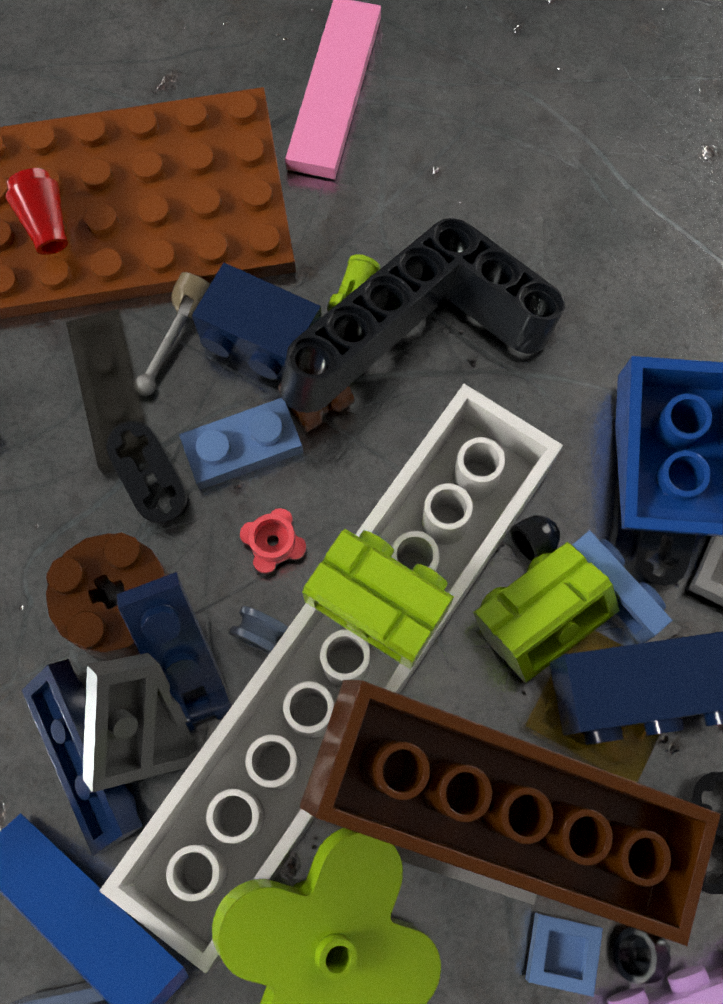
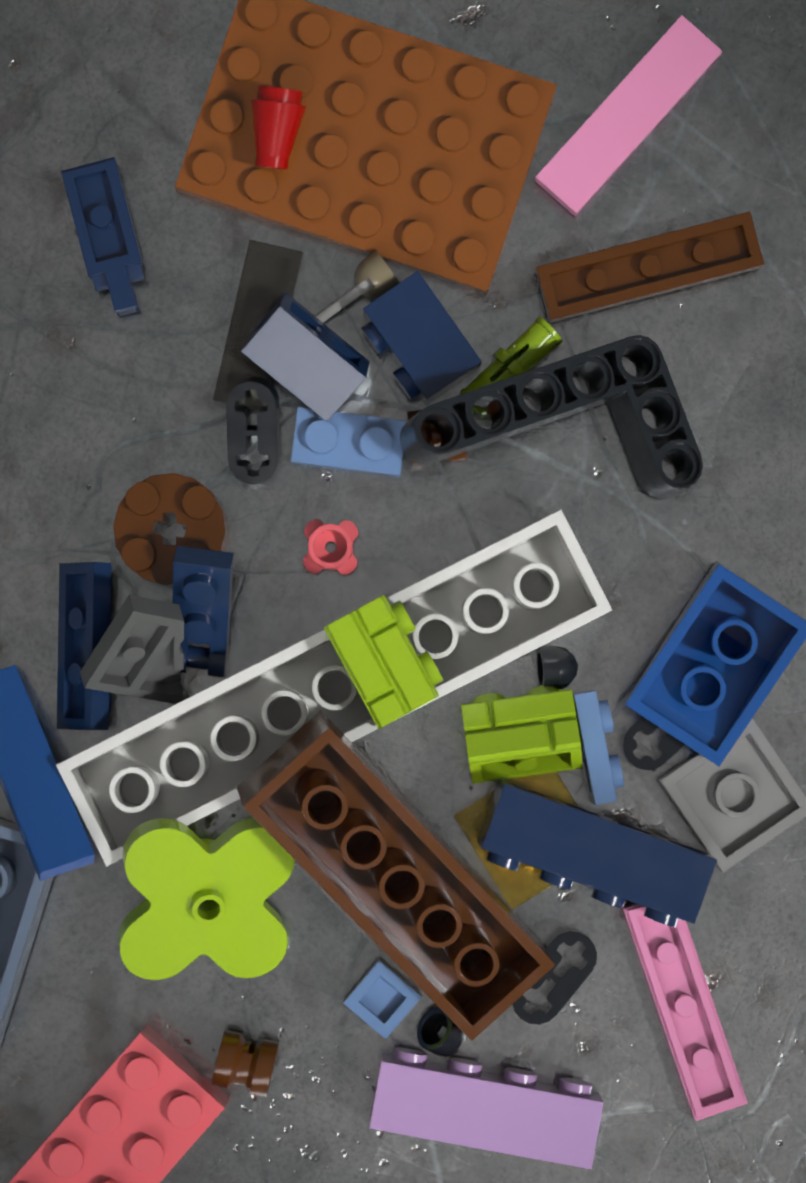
camera: 25 degrees right, 15 degrees up
(161, 384) = (306, 356): none -> hinge
(258, 629) = (278, 621): sand blue bush -> none
(417, 179) = (649, 267): none -> reddish brown plate

